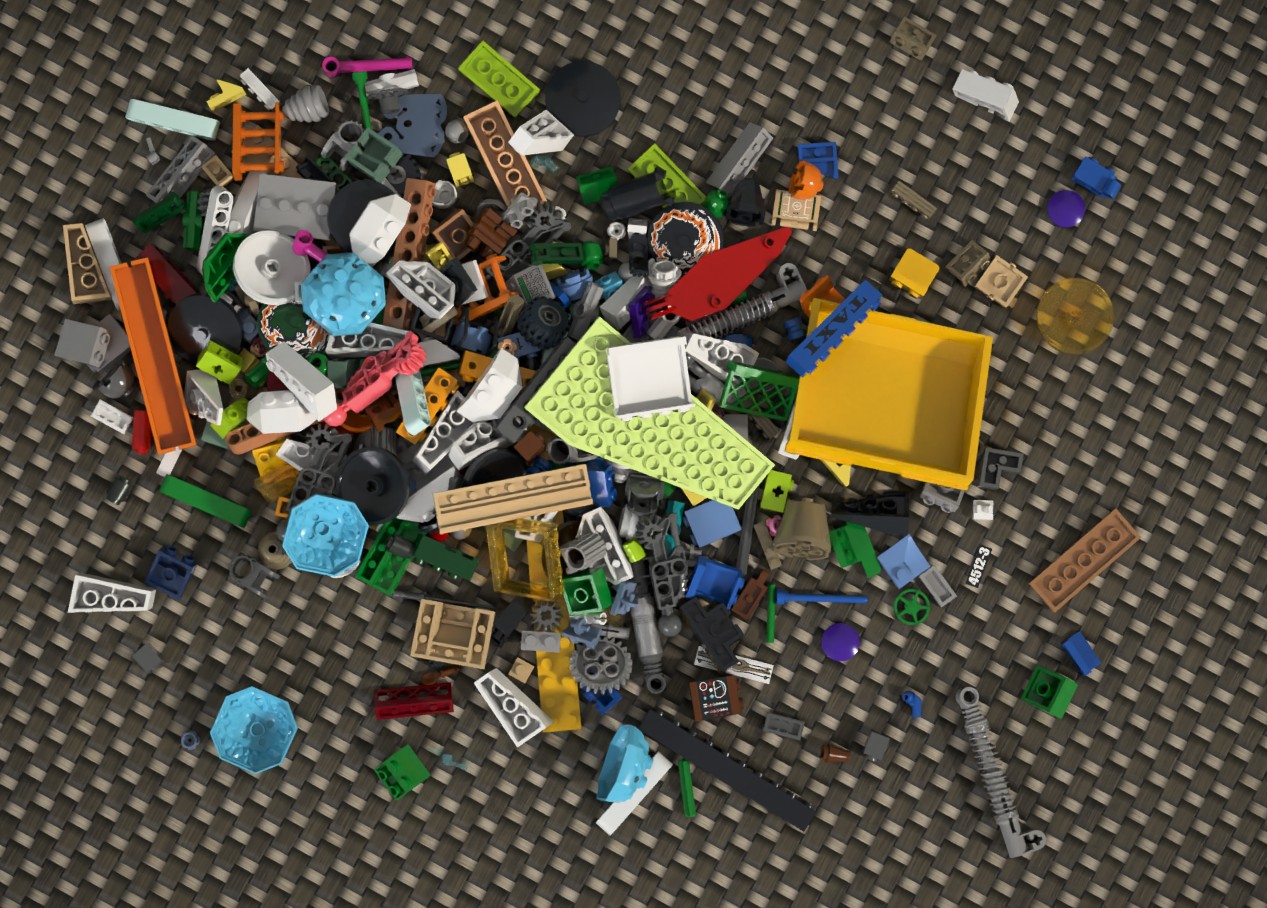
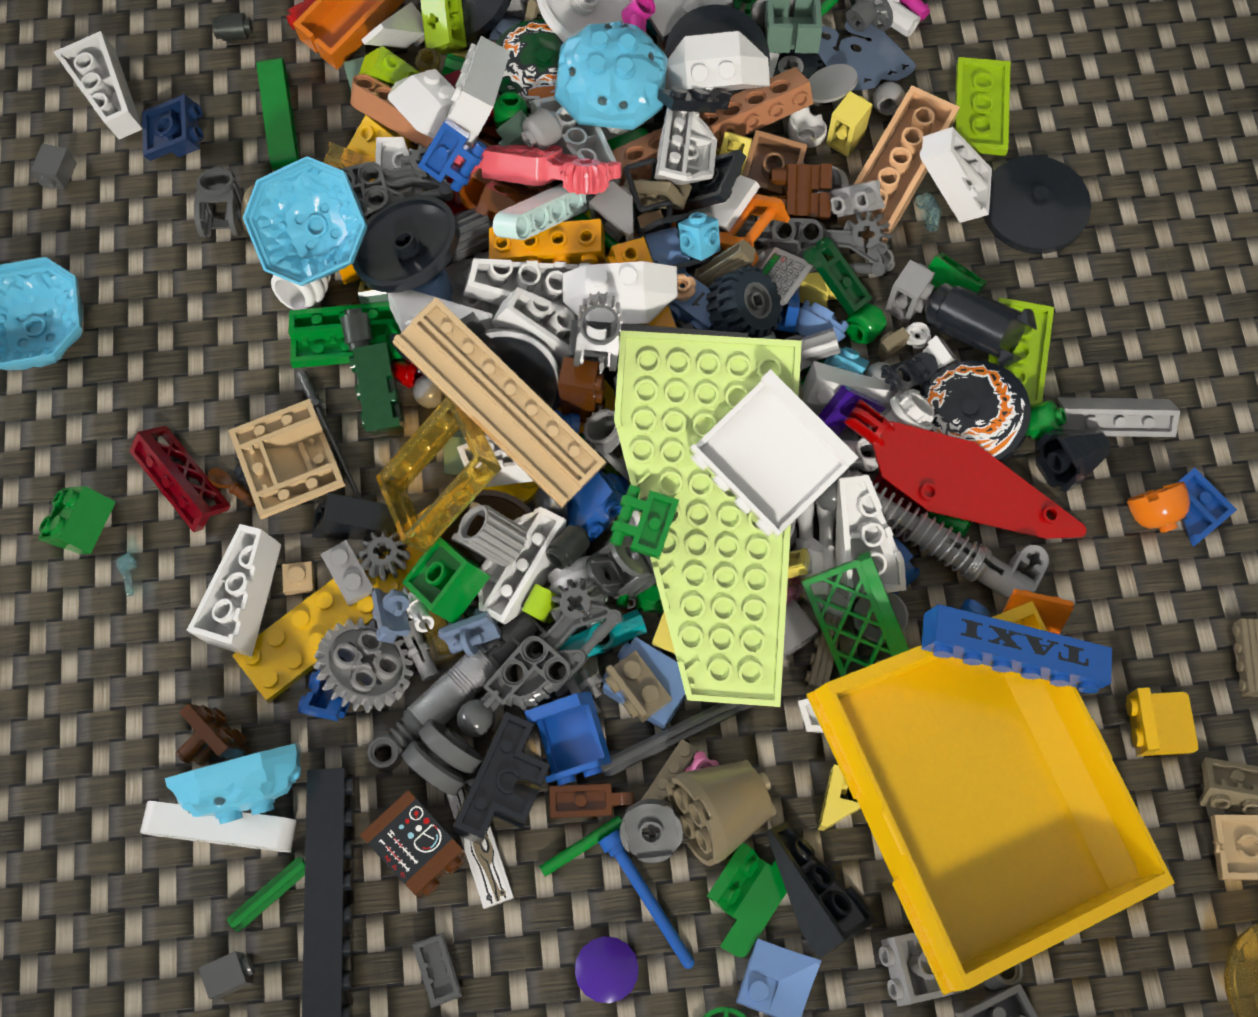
camera: 60 degrees right, 15 degrees down
(168, 462) = (302, 58): white sticker -> none
(331, 424) = (444, 151): none -> blue plate
(354, 360) = (542, 129): none -> light grey head
(395, 258) = (694, 101): none -> black hinge
(429, 162) = (833, 83): none -> light grey shield
(483, 317) = (699, 236): none -> medium azure brick
(510, 412) = (607, 336): none -> piece
(585, 767) = (210, 736): none -> reddish brown plate
(591, 217) = (910, 291): none -> light grey brick
(616, 515) = (568, 546): none -> pearl dark grey brick
(641, 464) = (653, 524): none -> green plate
(681, 655) = (442, 757): none -> dark grey wheel
(713, 529) = (638, 687): none -> dark tan bracket
(714, 832) = (227, 974): none -> dark grey brick
(774, 480) = (757, 726): lime brick -> none
(782, 566) = (661, 815): none -> dark grey plate
(795, 212) = (1113, 524): tan piece -> none

